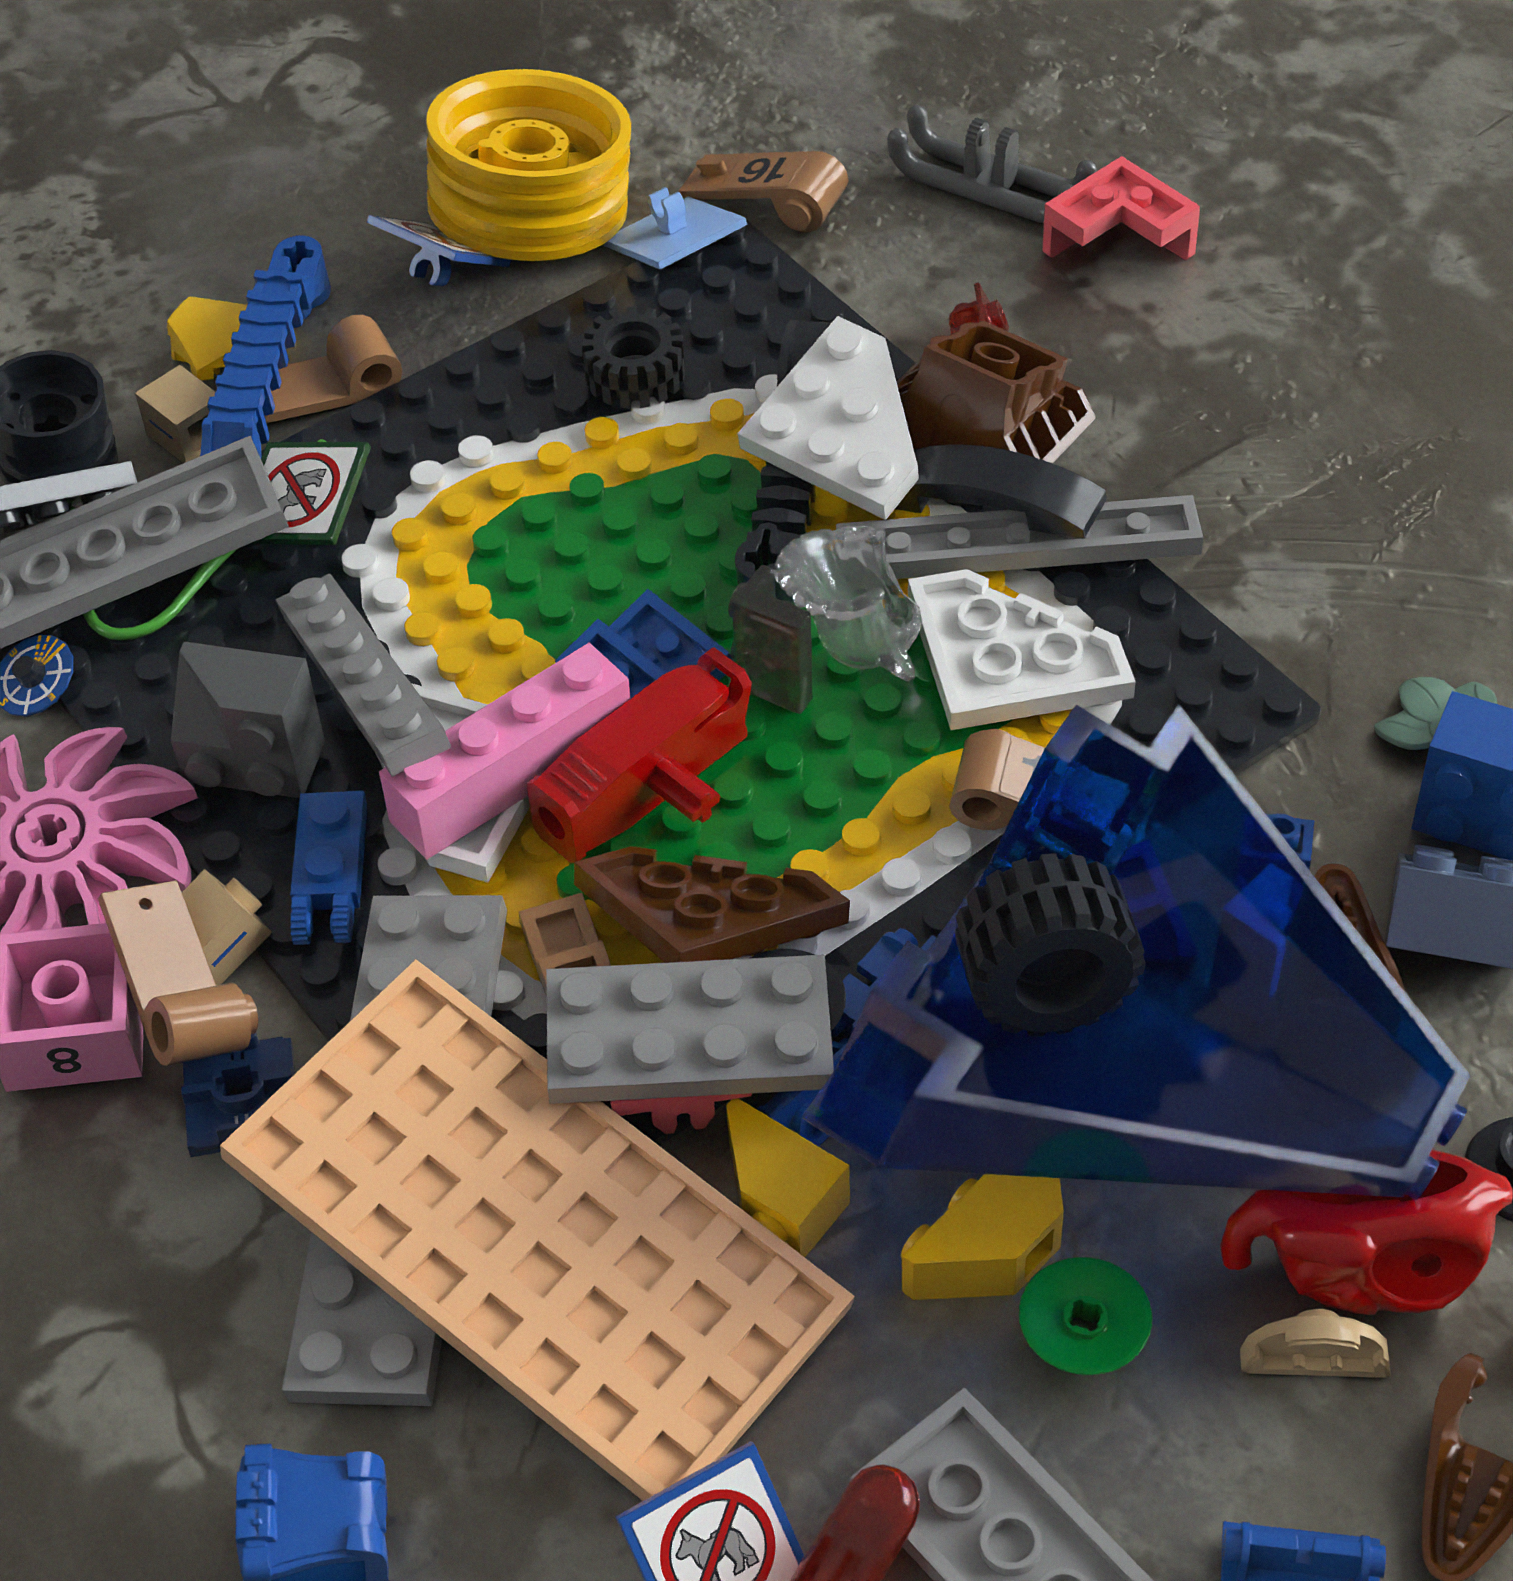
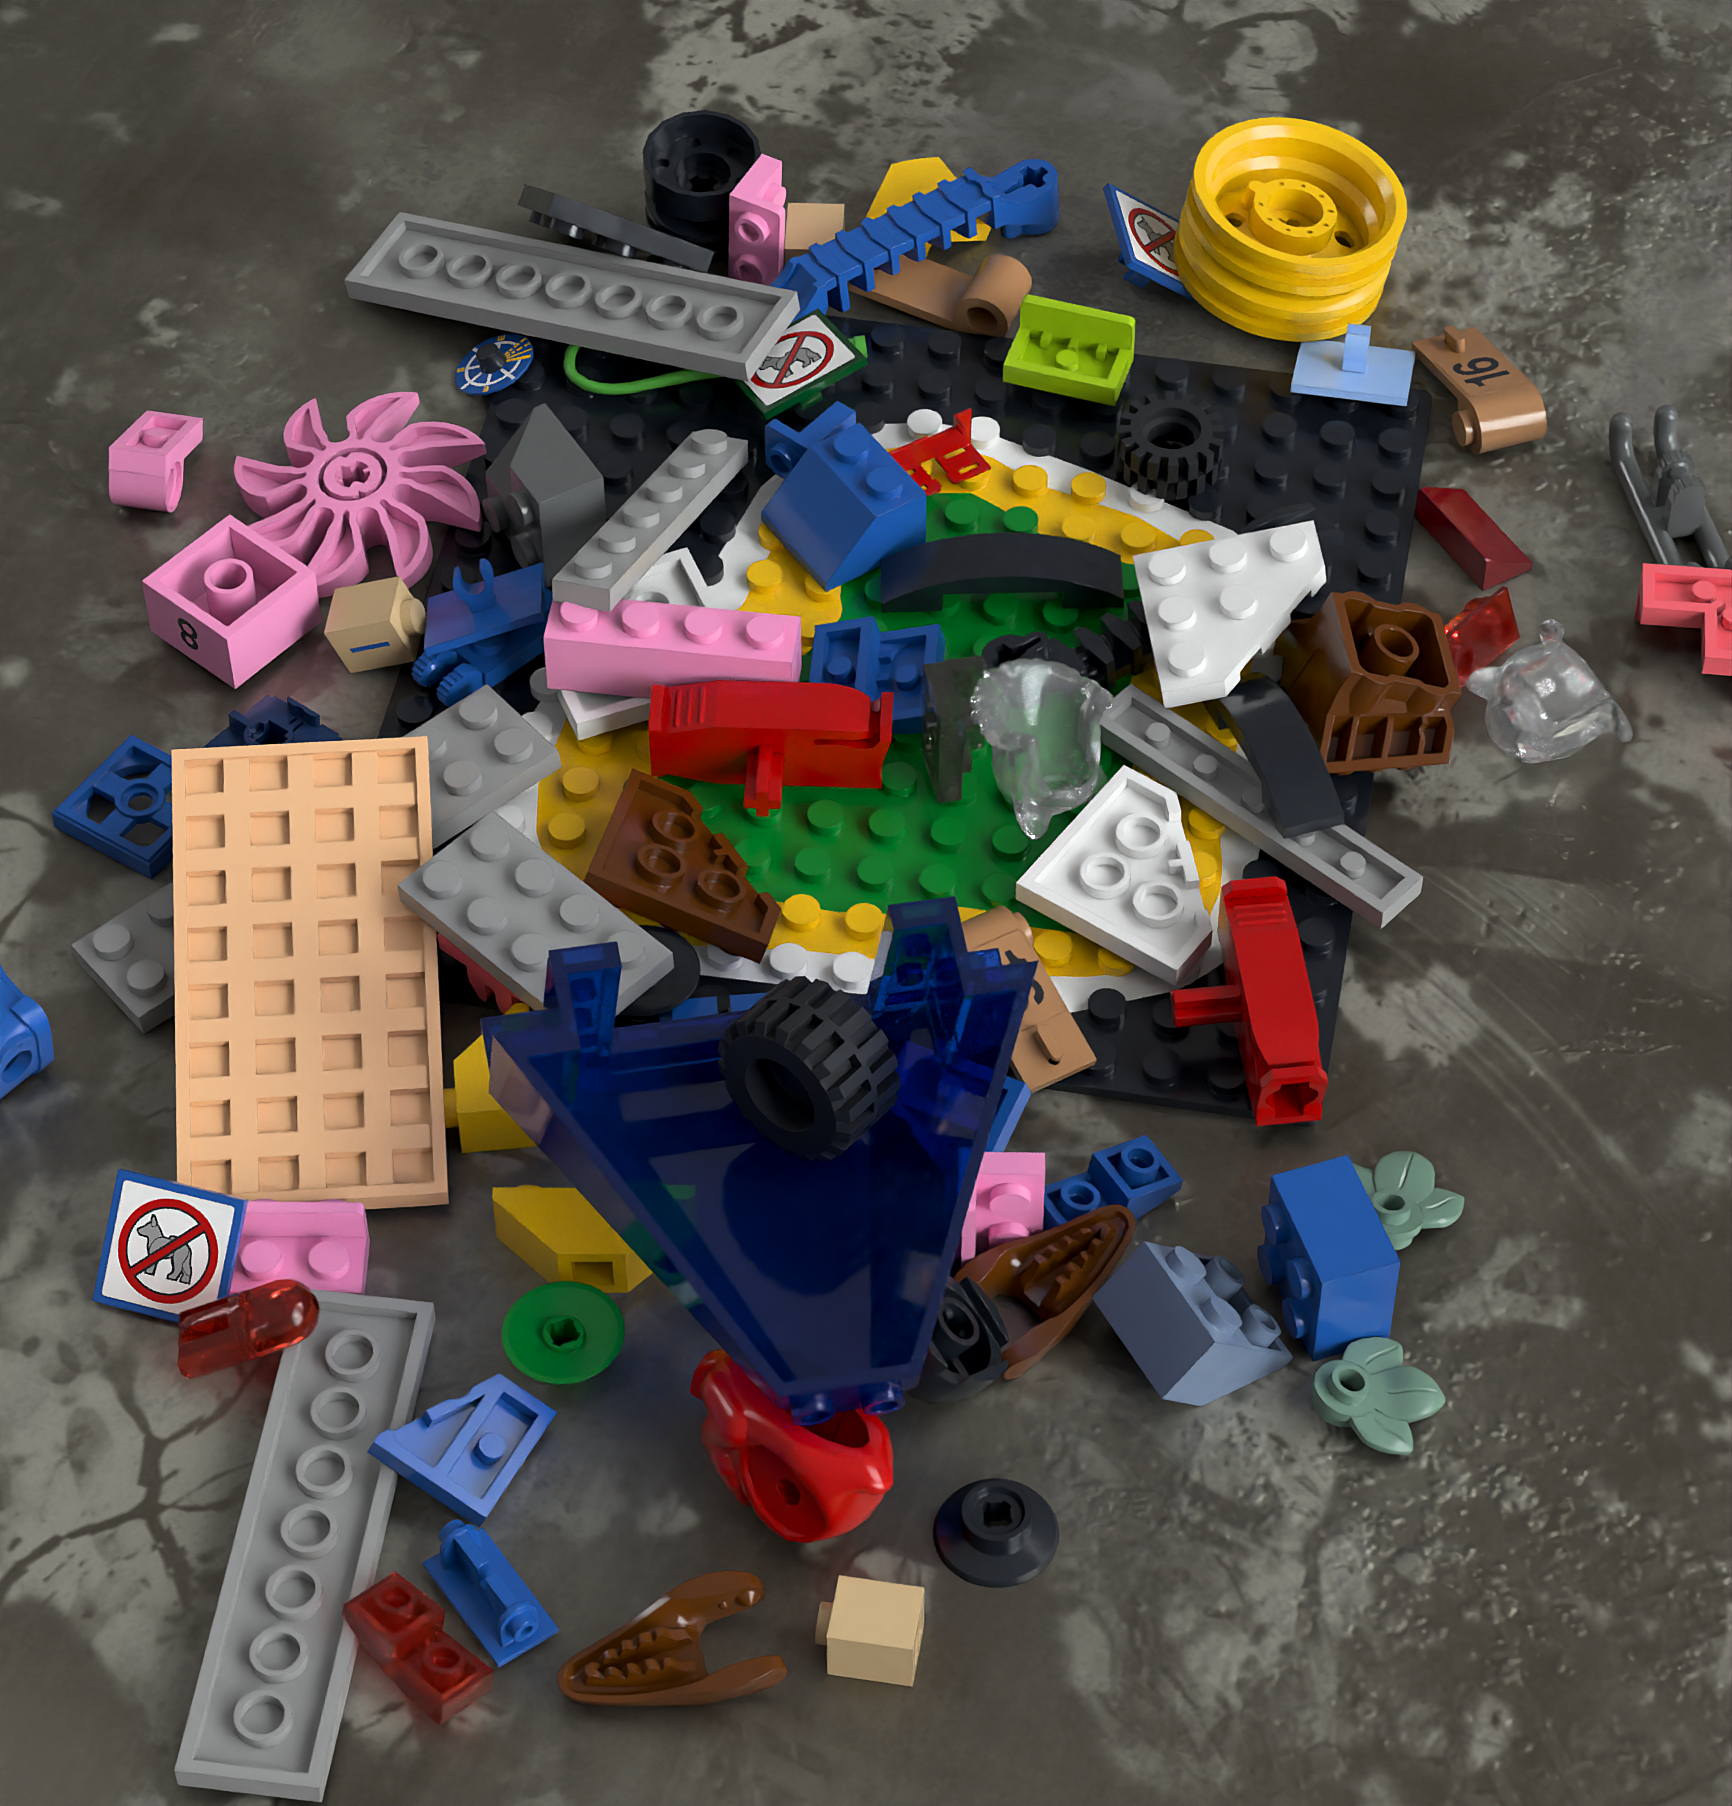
camera: 45 degrees right, 0 degrees up
(141, 420) = (757, 224): none -> bright pink bracket
(171, 979) = (298, 628): door -> none
(191, 1280) = (129, 758): none -> blue piece
(300, 841) = (484, 607): none -> blue piece
(384, 555) = (786, 446): none -> blue bracket
(470, 563) = (846, 508): none -> blue slope
(482, 344) = (1071, 350): none -> lime bracket
(489, 485) = (956, 437): none -> red piece
(562, 936) = (570, 820): medium nougat slope -> none
(626, 522) = (1001, 564): none -> black slope
(812, 1446) = (307, 1241): none -> bright pink bracket
(887, 281) = (1469, 536): none -> dark red slope
(1102, 343) = (1546, 701): none -> clear hair
(1141, 1468) = (467, 1445): none -> wing
(1223, 651) = (1266, 1000): none -> red piece
(1316, 1345) = (686, 1492): tan plate -> none

